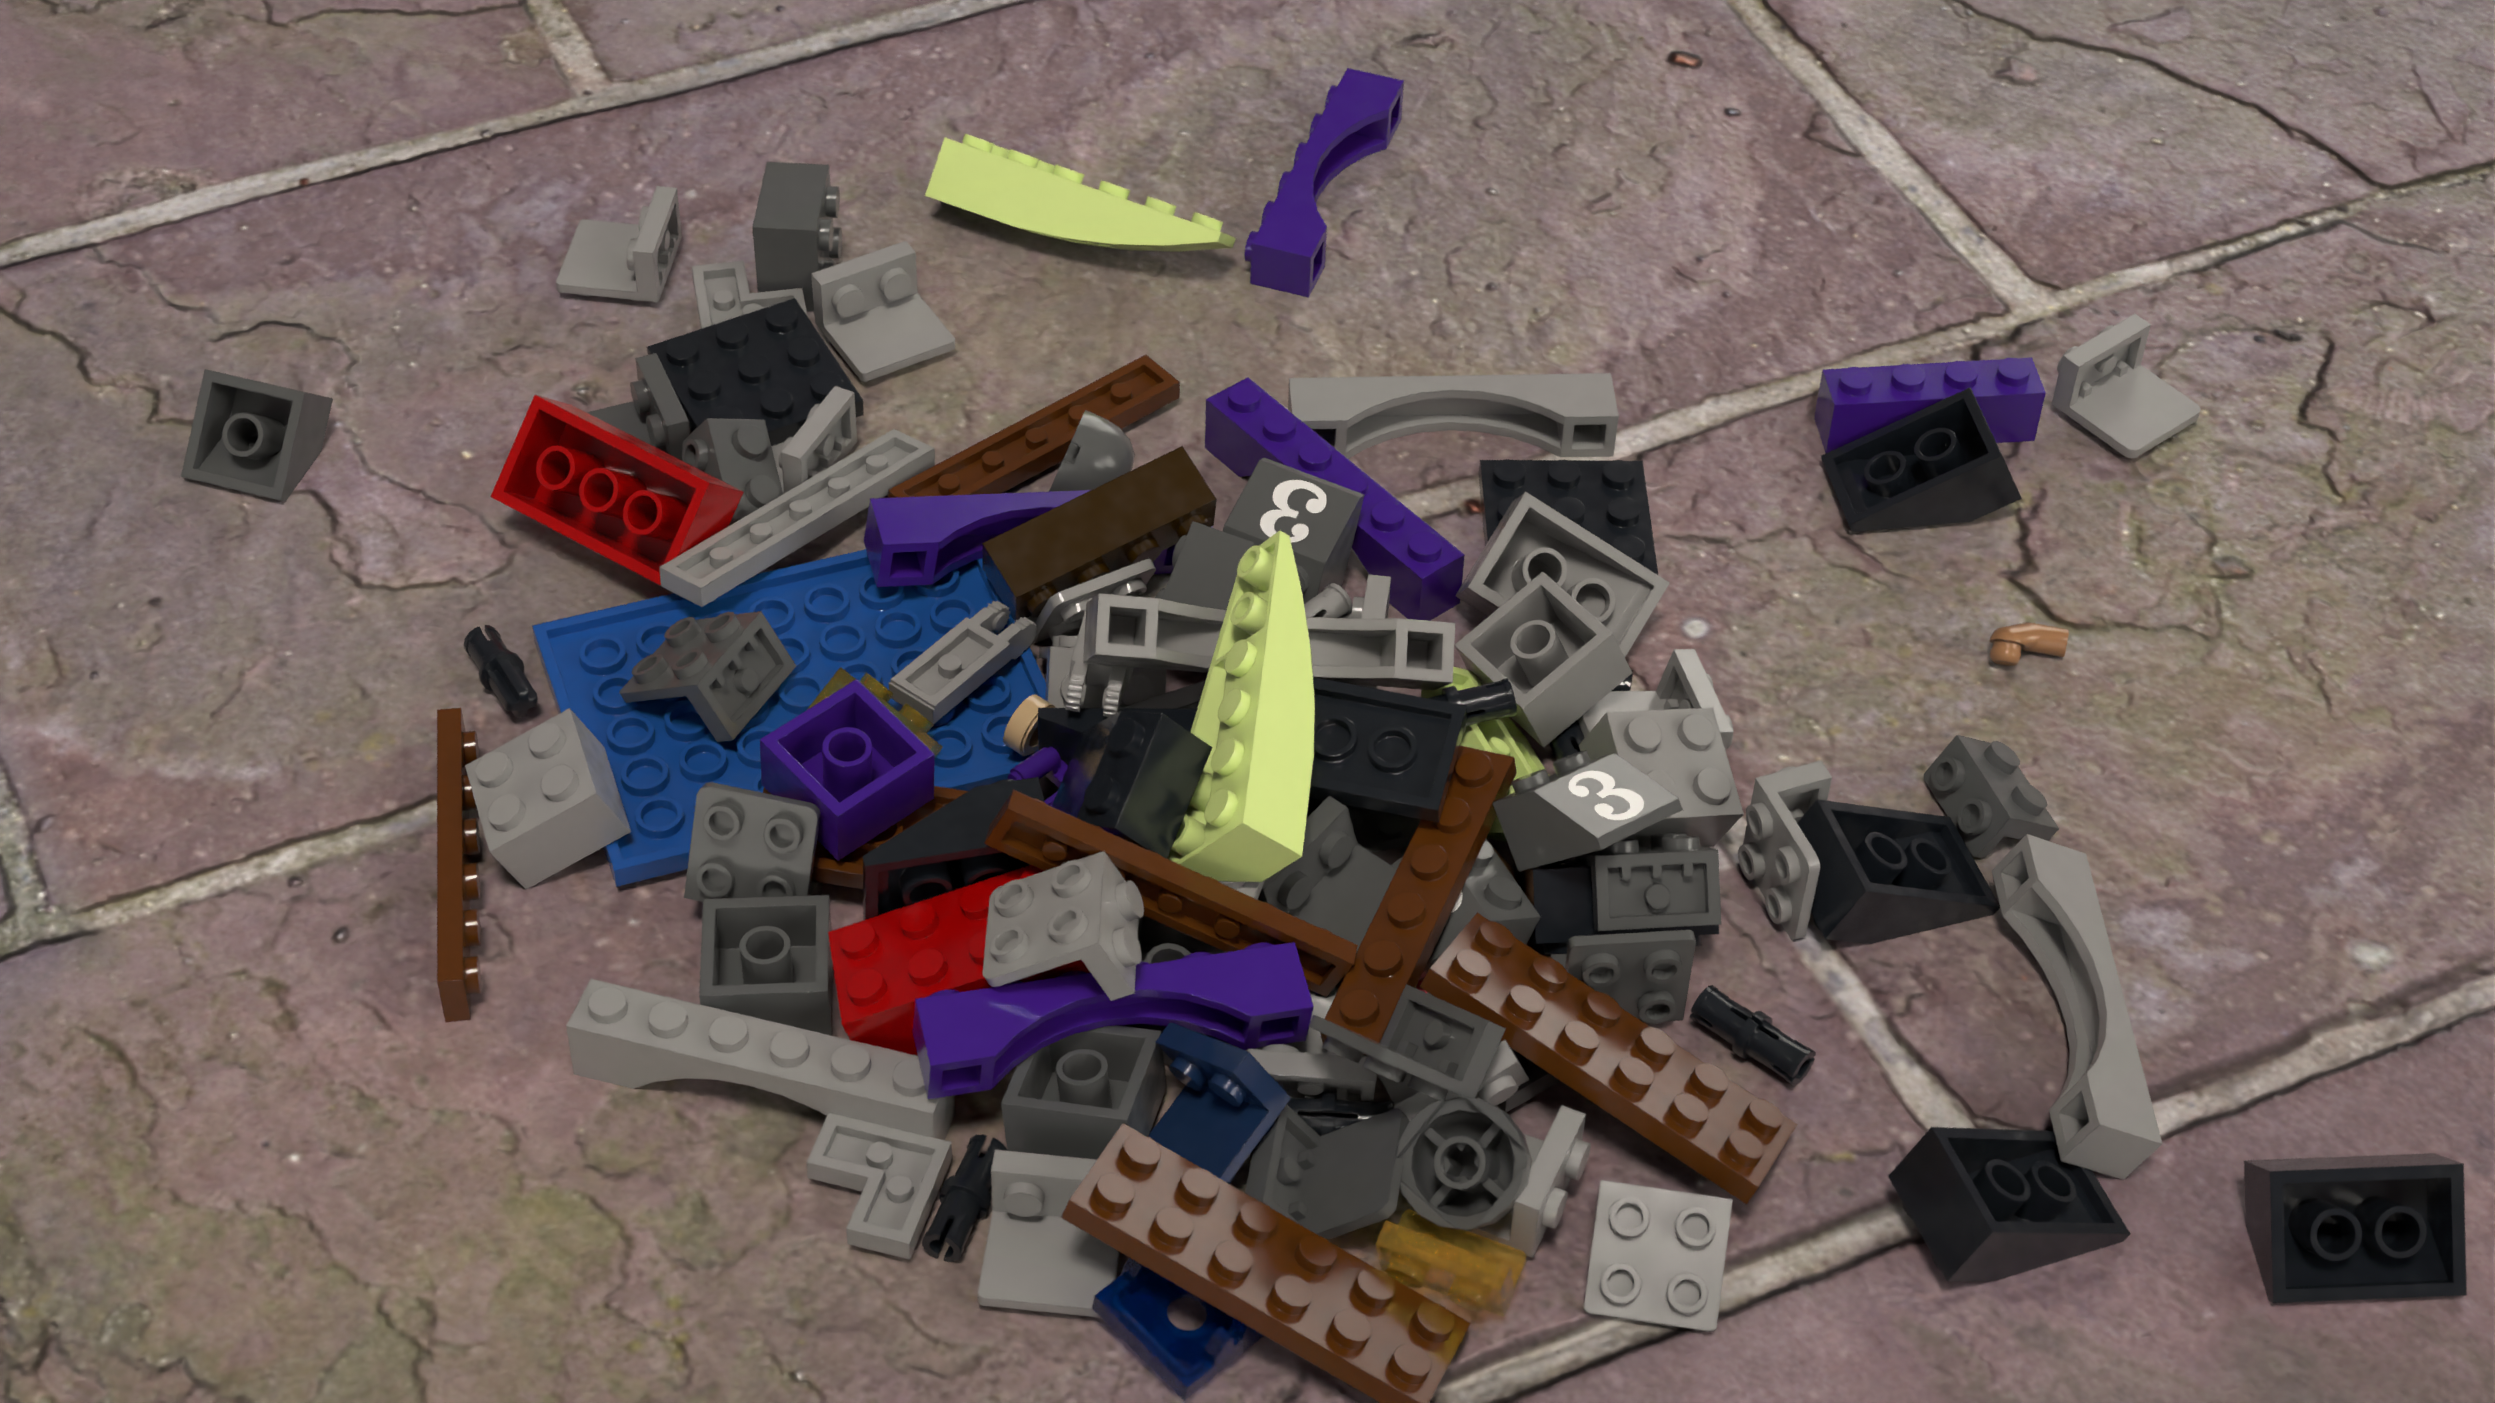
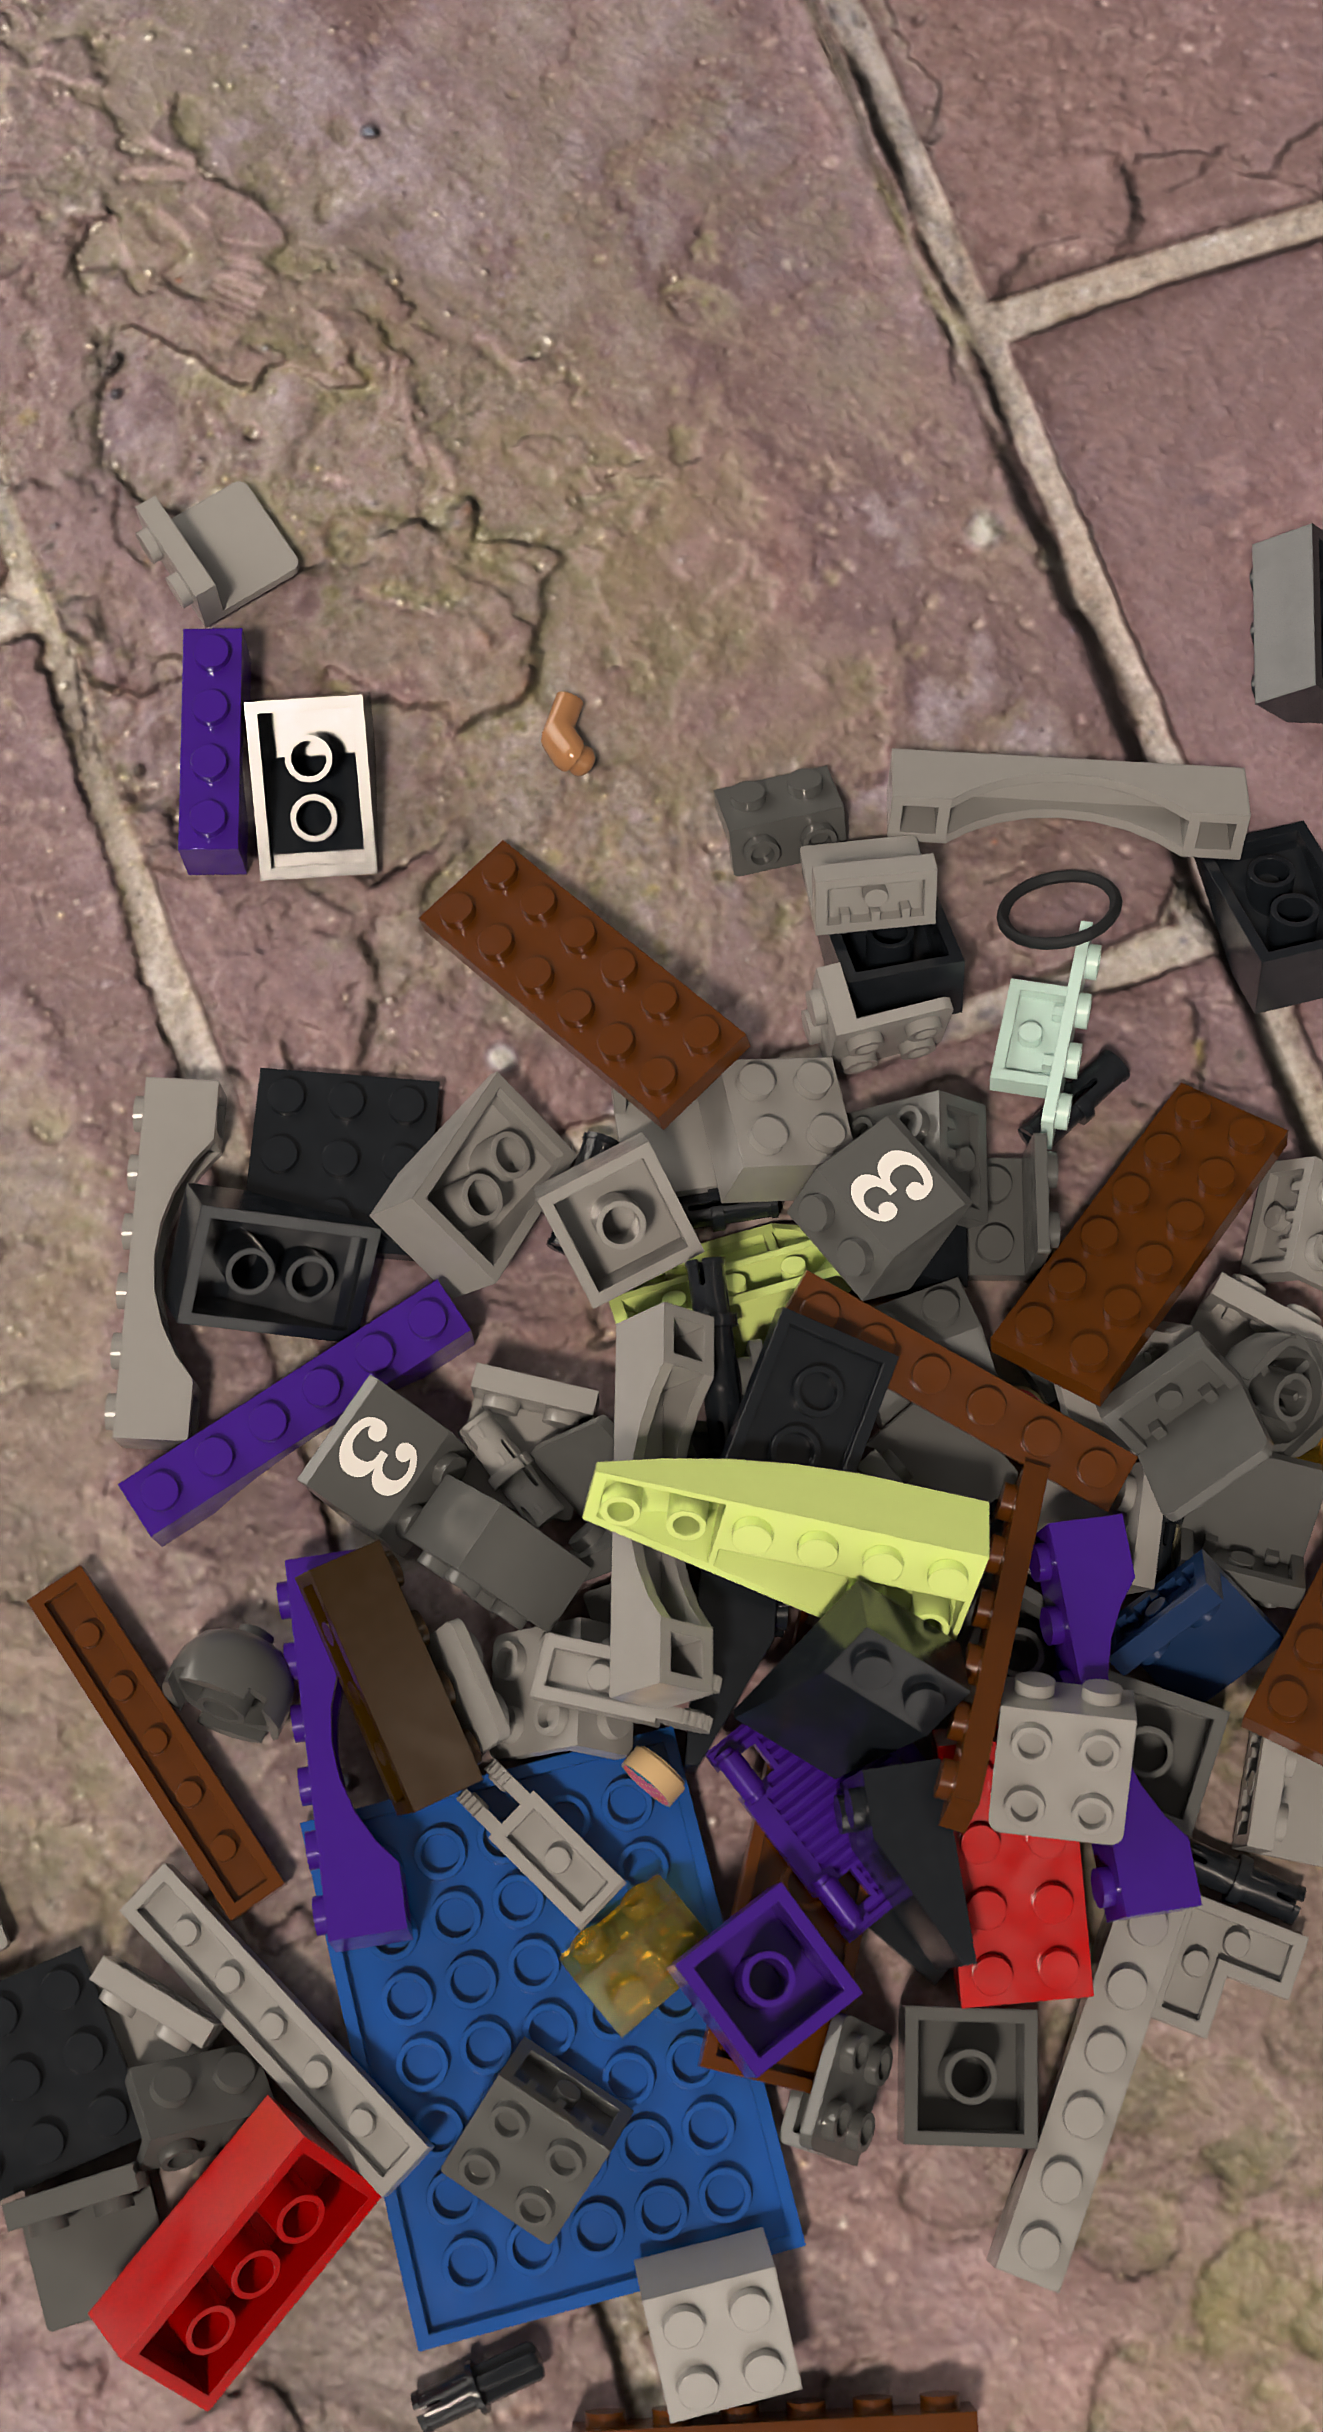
camera: 85 degrees left, 30 degrees up
(1459, 452) = (268, 1265): none -> black slope
(1769, 636) = (585, 984): none -> reddish brown plate
(1817, 996) = (1038, 1034): none -> light aqua bracket
(1924, 826) = (869, 884): none -> light grey bracket
(1945, 1016) = (1065, 941): none -> black tyre

